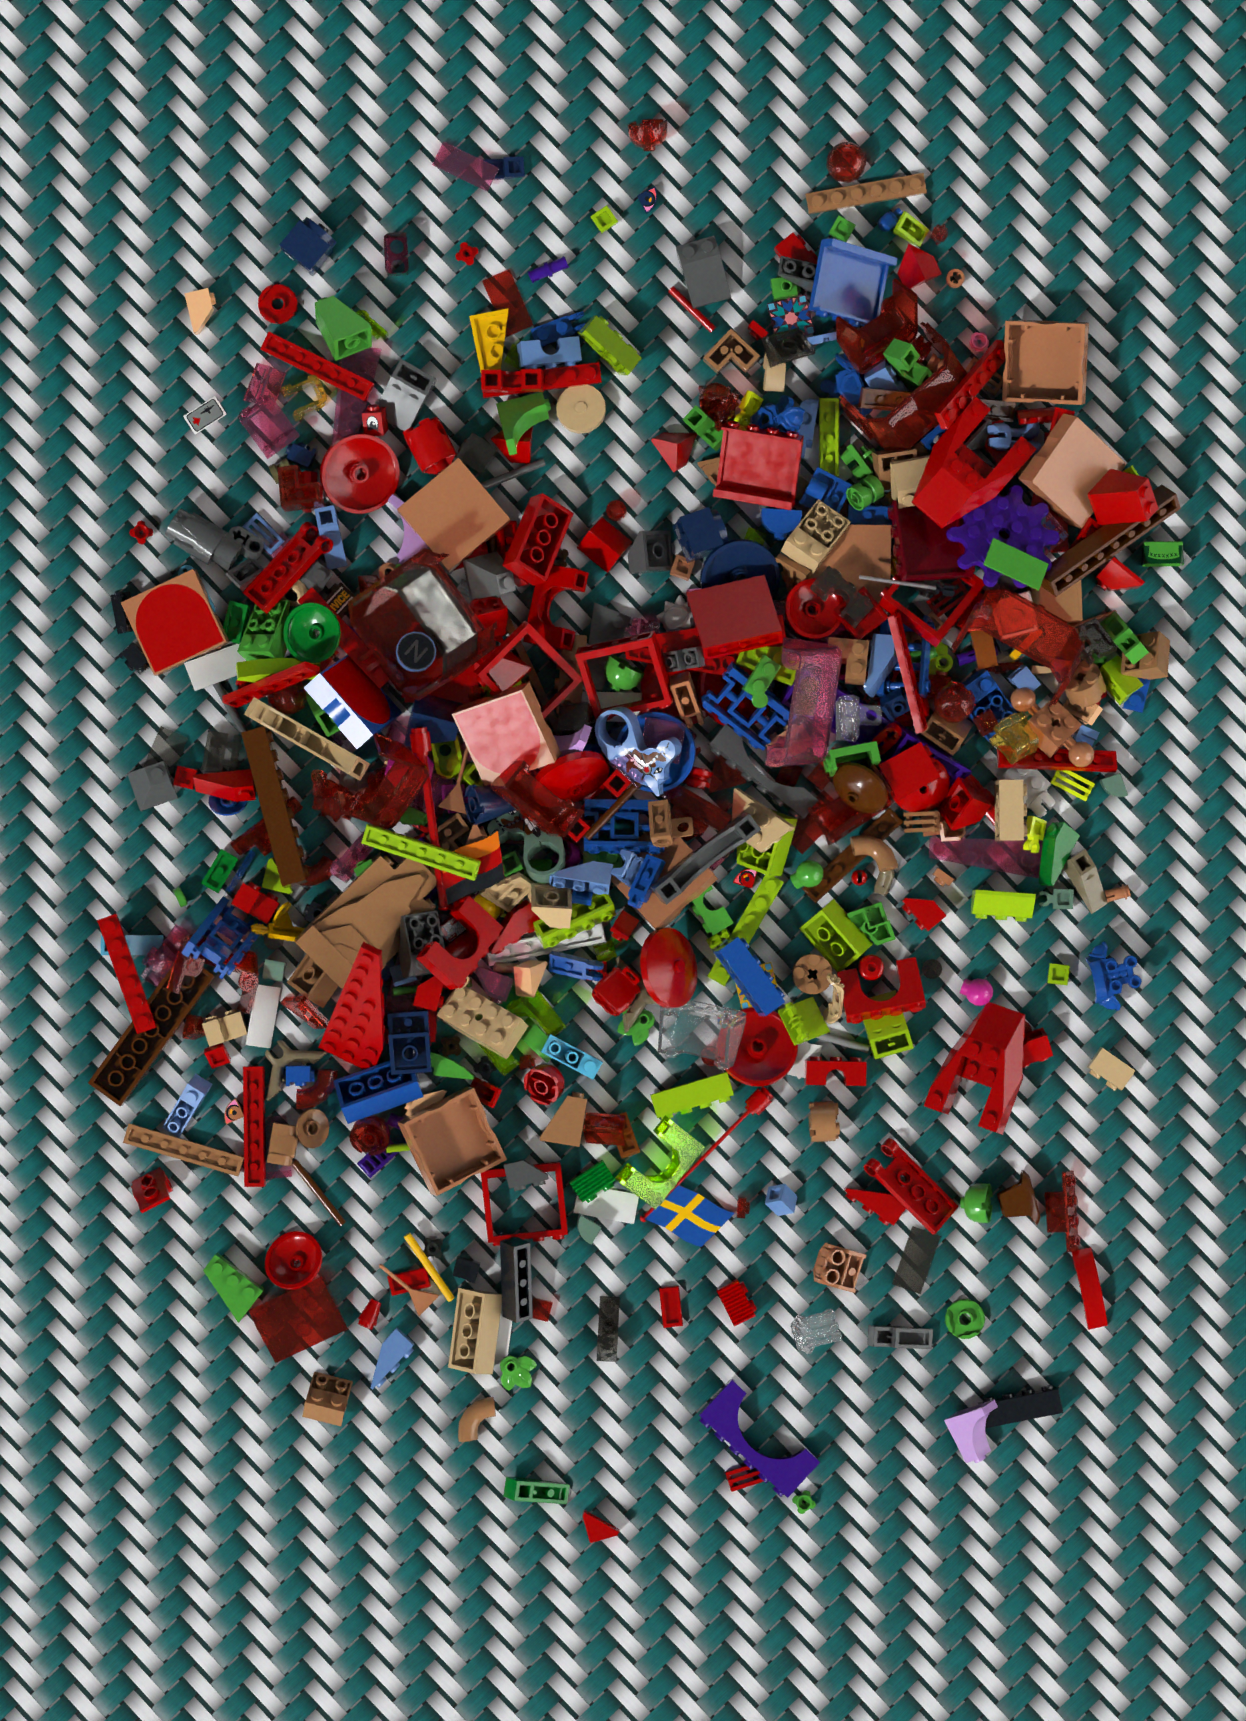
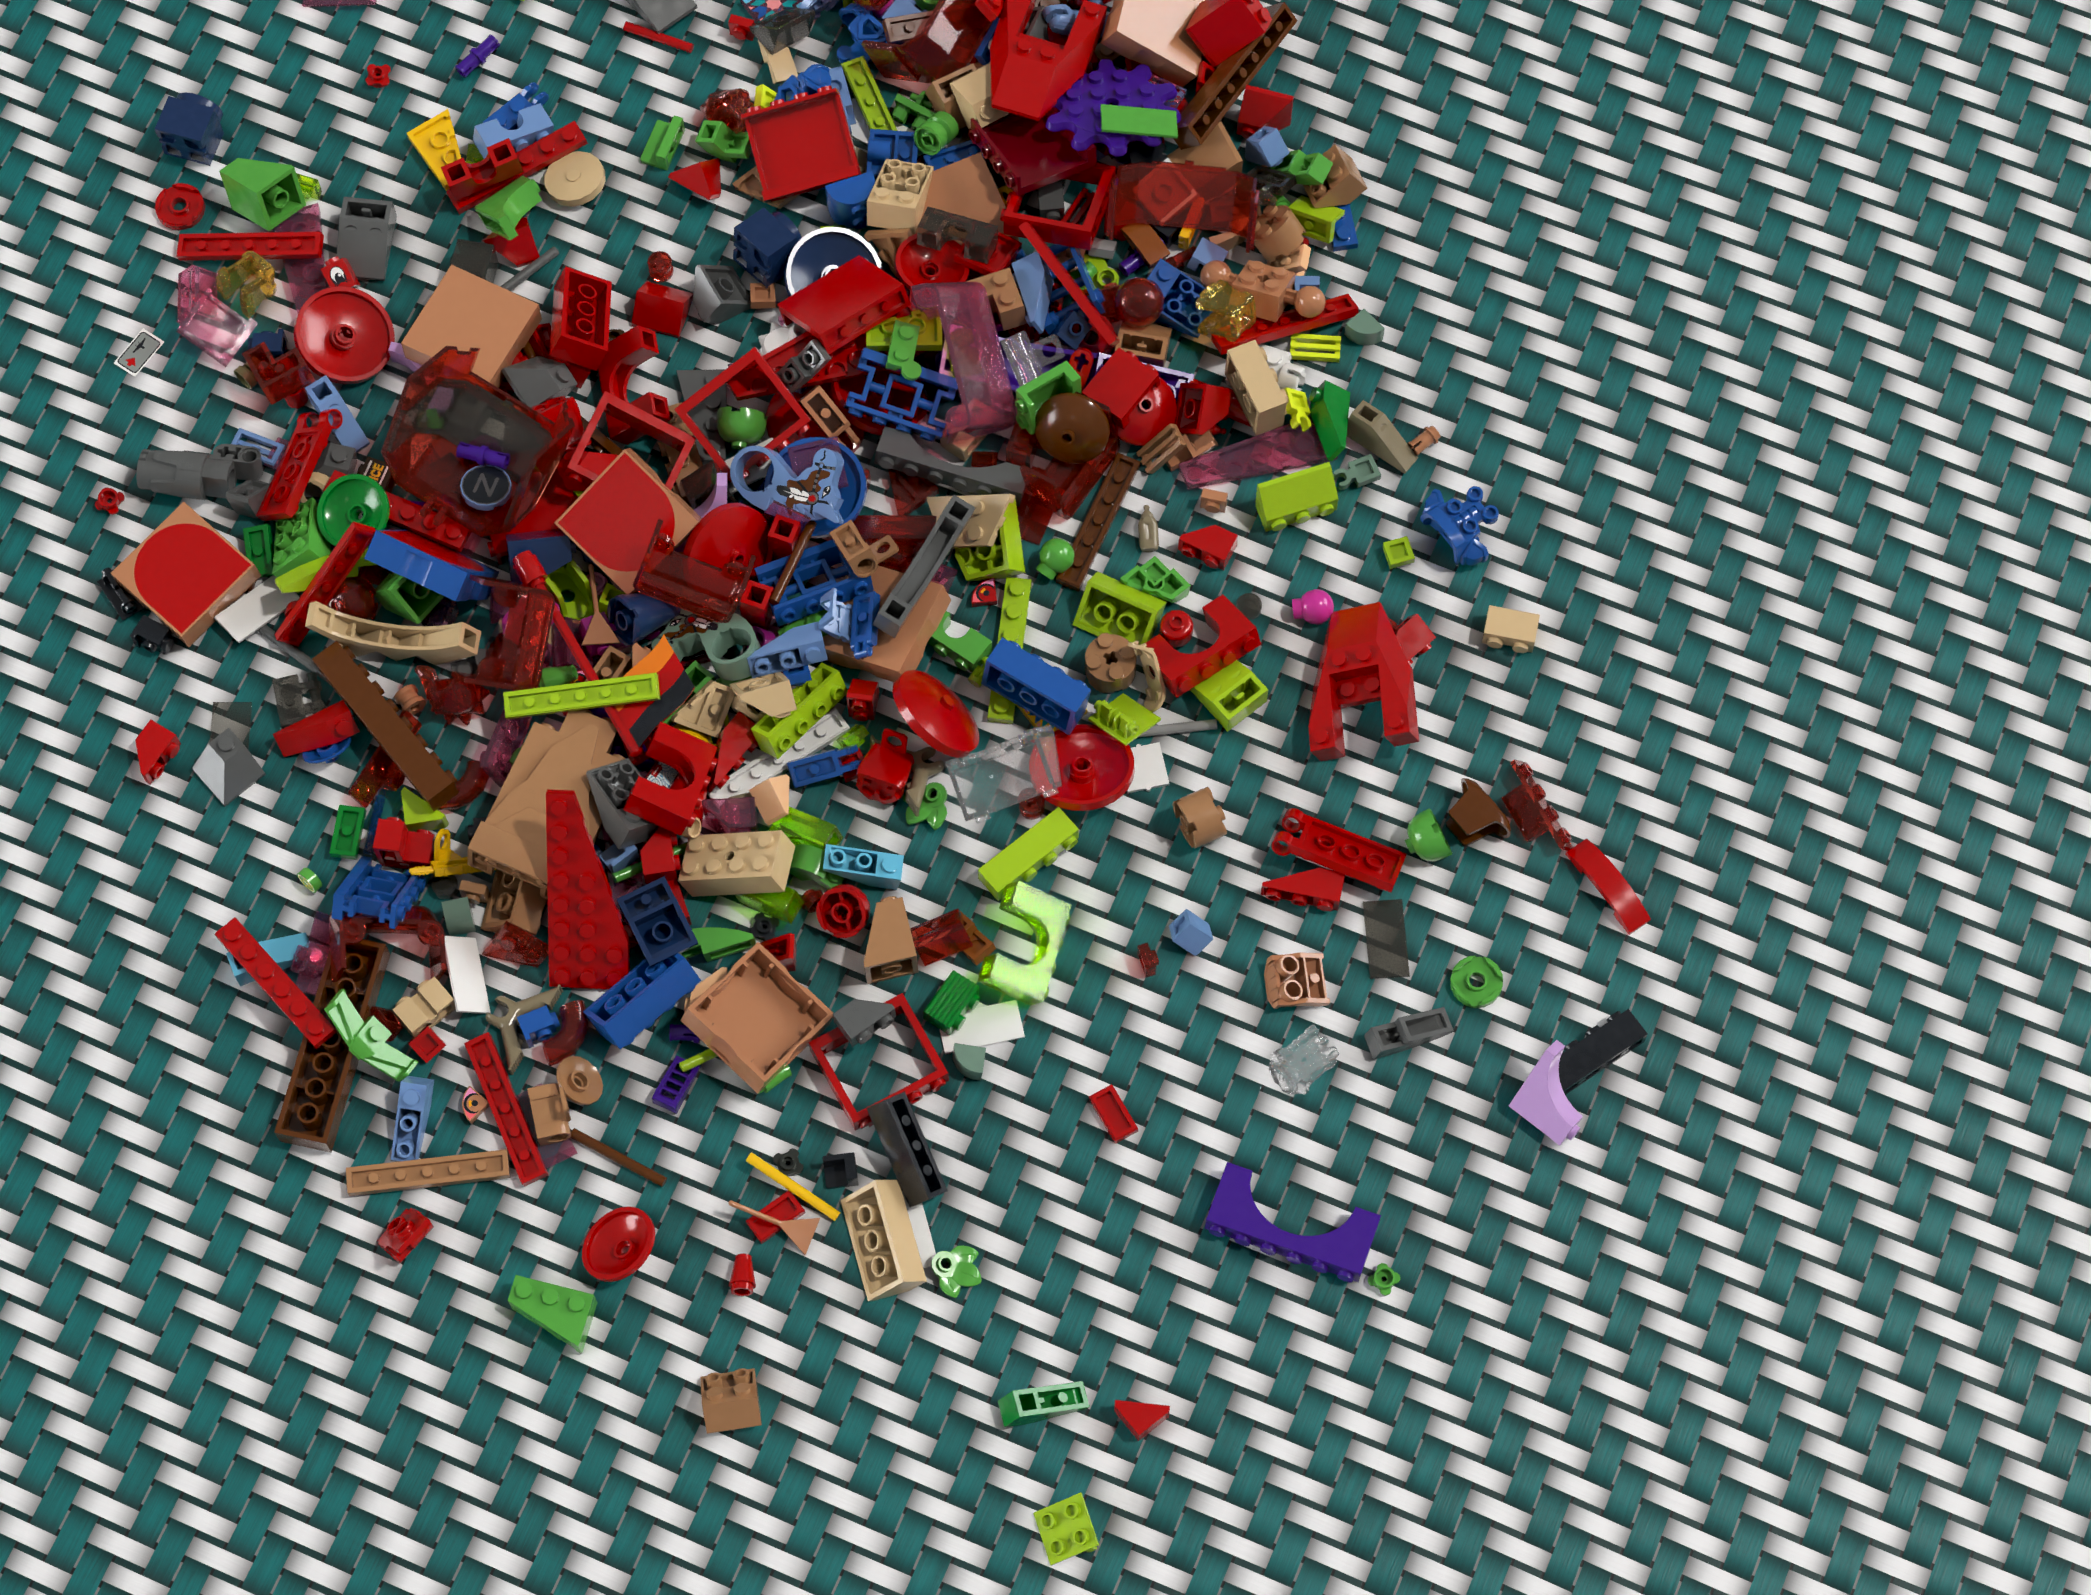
camera: 20 degrees left, 20 degrees down
(104, 749) = (154, 749): none -> red slope
(176, 1041) = (368, 1038): none -> plate
(184, 777) = (264, 746): red tile -> none
(200, 308) = (89, 240): light nougat slope -> none
(291, 956) = (474, 891): none -> medium nougat plate
(298, 1319) = (653, 1317): clear red slope -> none
(300, 787) = (409, 699): none -> nougat wheel
(370, 1135) = (654, 1055): clear red cylinder -> none
(388, 238) = (292, 85): clear pink piece -> none
(391, 1352) = (789, 1307): medium blue slope -> none
(423, 626) = (483, 455): none -> dark purple pin
(430, 446) = (411, 273): red cylinder -> none
(455, 1042) = (714, 911): dark brown plate -> none
(473, 1417) = (925, 1344): medium nougat cylinder -> none
(505, 294) = (436, 97): clear red piece -> none
(515, 1581) = (1066, 1529): none -> lime hinge
(541, 1309) = (955, 1183): clear red plate -> none
(608, 1329) = (1048, 1171): clear smoke slope -> none
(609, 345) = (579, 99): lime wedge -> none
(658, 404) = (663, 143): none -> bright green panel
(690, 1213) = (1089, 995): flag -> none
(698, 778) = (880, 502): red wheel -> none
(731, 348) = (721, 53): medium nougat brick -> none
(736, 1302) = (1191, 1072): red brick -> none
(739, 1478) = (1281, 1292): red tile -> none
(818, 1069) = (1207, 751): red arch -> none
(854, 877) = (1113, 545): red hinge -> none
(876, 849) = (1121, 497): medium nougat cylinder -> none
(947, 589) = (1074, 184): flat silver piece -> none
(985, 722) = (1184, 310): clear red plate -> none
(1107, 611) = (1266, 147): none -> medium blue slope
(1162, 553) = (1301, 75): bright green piece -> none

